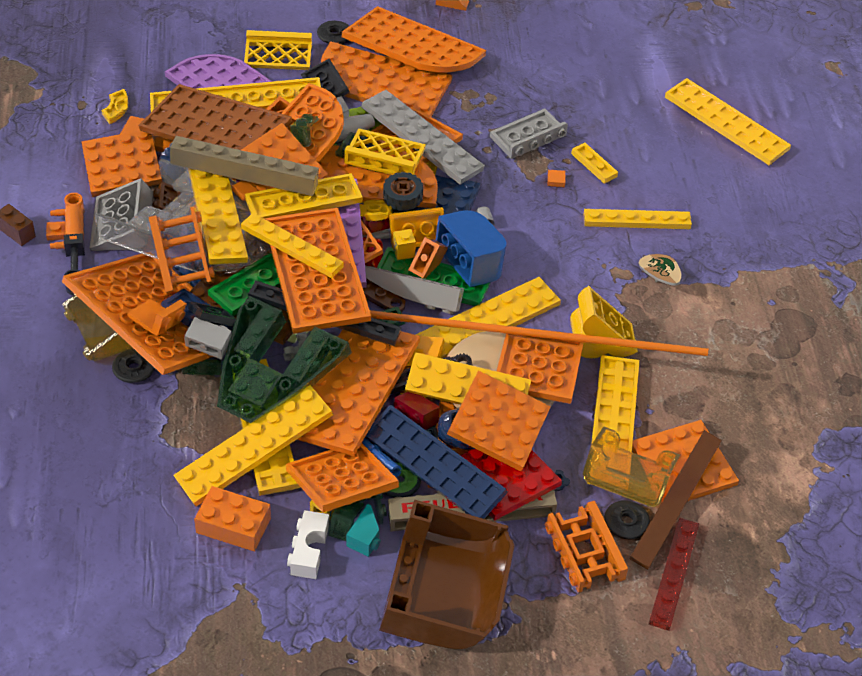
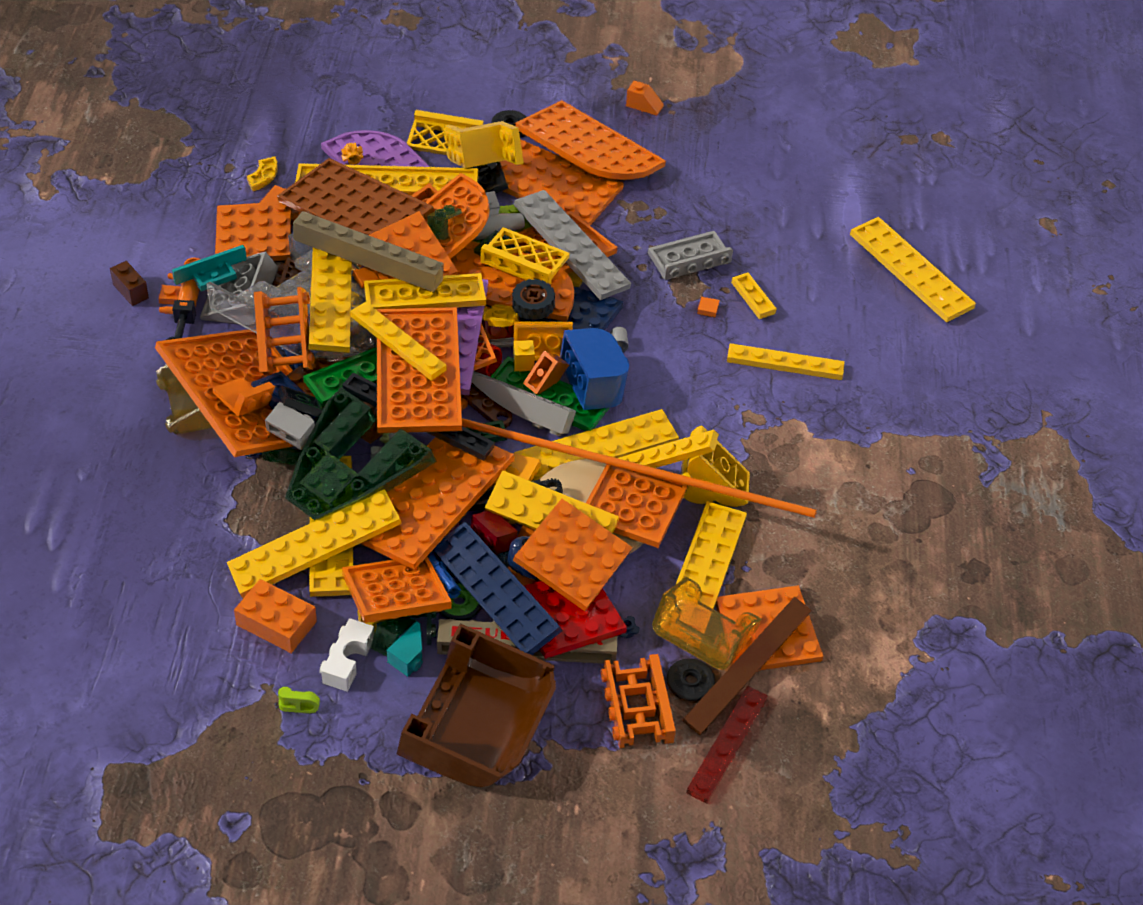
camera: 10 degrees right, 0 degrees up
(92, 201) = (211, 269): none -> teal bracket
(131, 375) = (203, 450): black wheel -> none
(198, 77) = (352, 153): none -> light orange gear
(273, 595) = (297, 701): none -> lime plate
(321, 54) = (483, 144): none -> yellow bracket
(569, 312) = (676, 450): none -> yellow plate
(661, 268) = (796, 418): shield -> none

